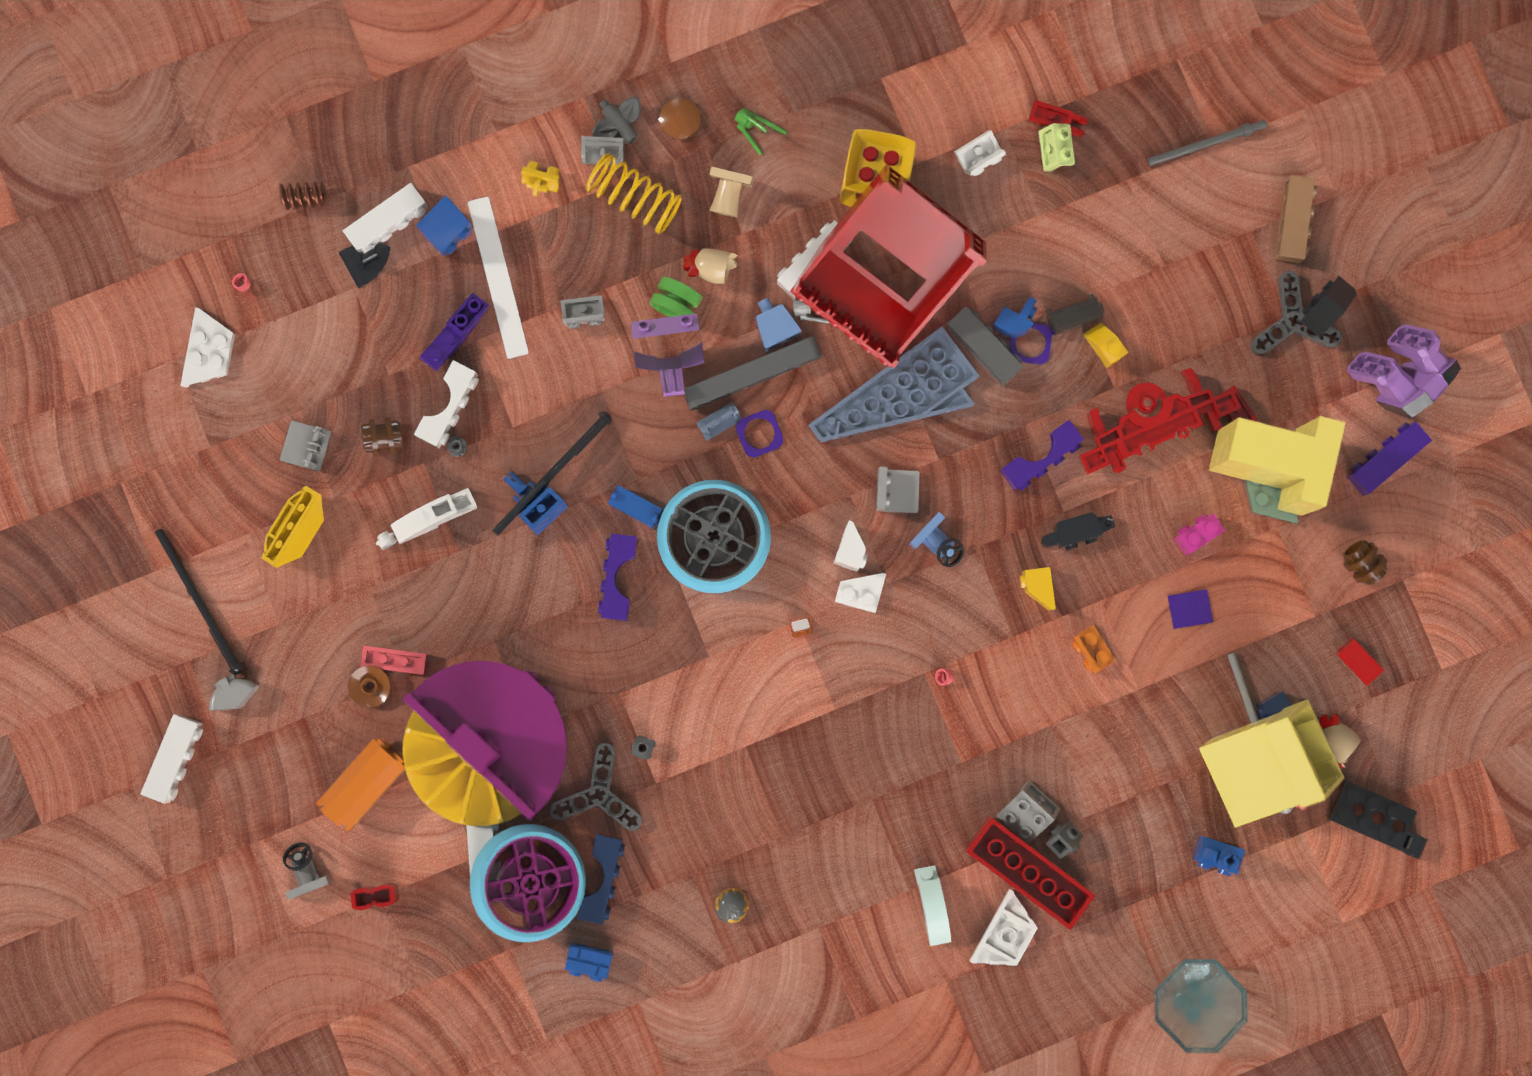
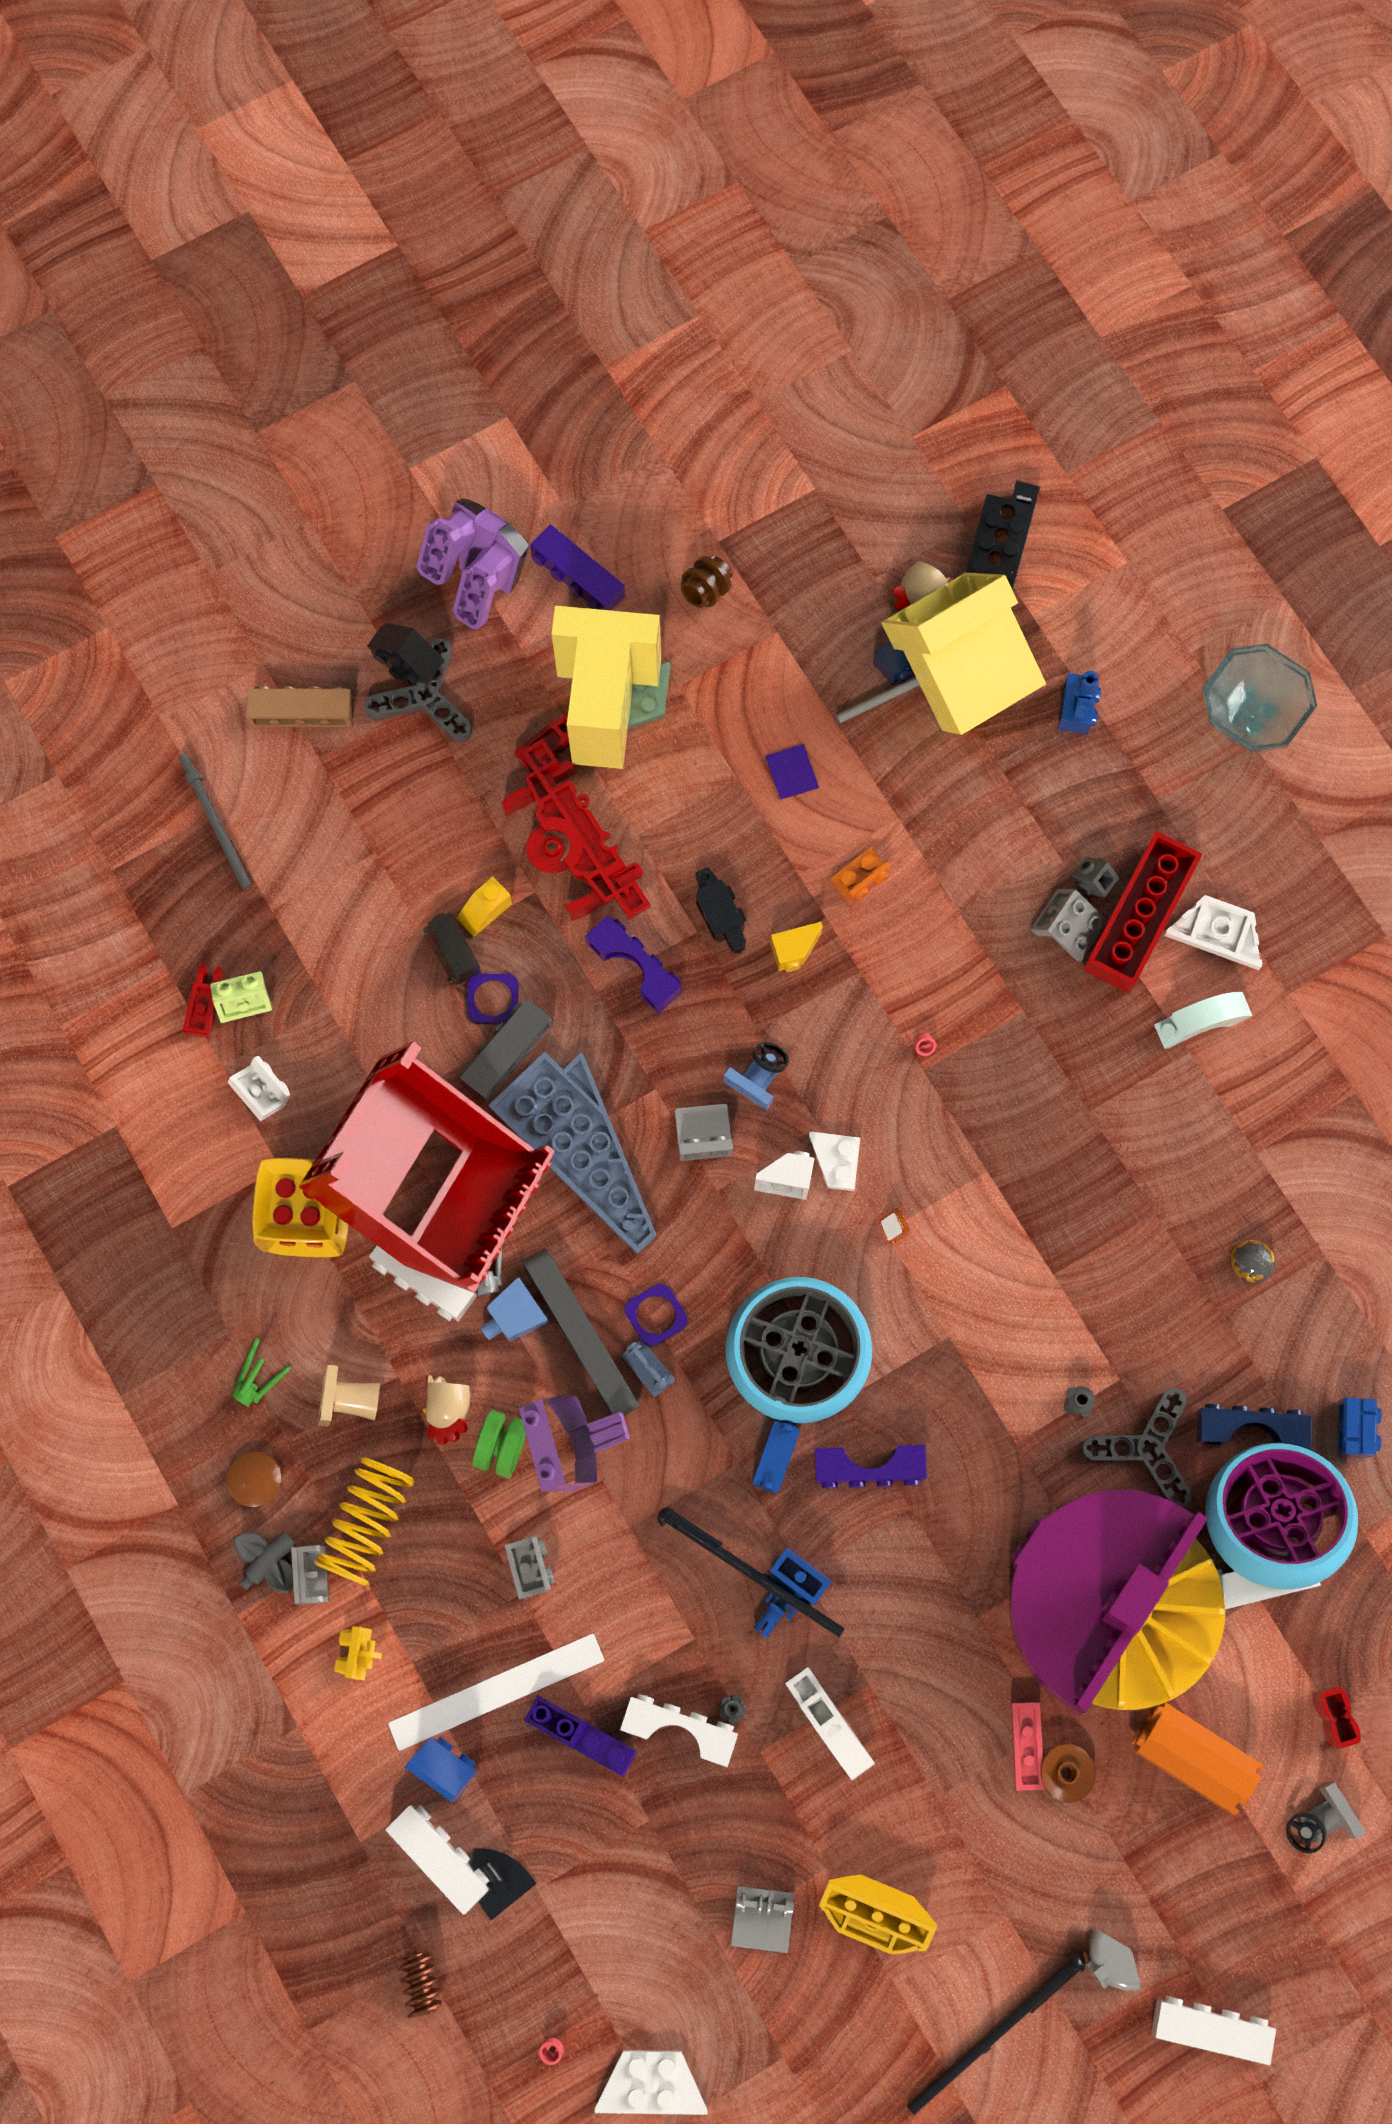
camera: 95 degrees left, 10 degrees down
(381, 436) = (736, 1812): reddish brown piece -> none
(386, 540) = (871, 1784): white plate -> none
(1014, 324) = (473, 1017): blue brick -> none
(1199, 534) = (702, 770): dark pink brick -> none
(1359, 661) = (823, 575): red hinge -> none

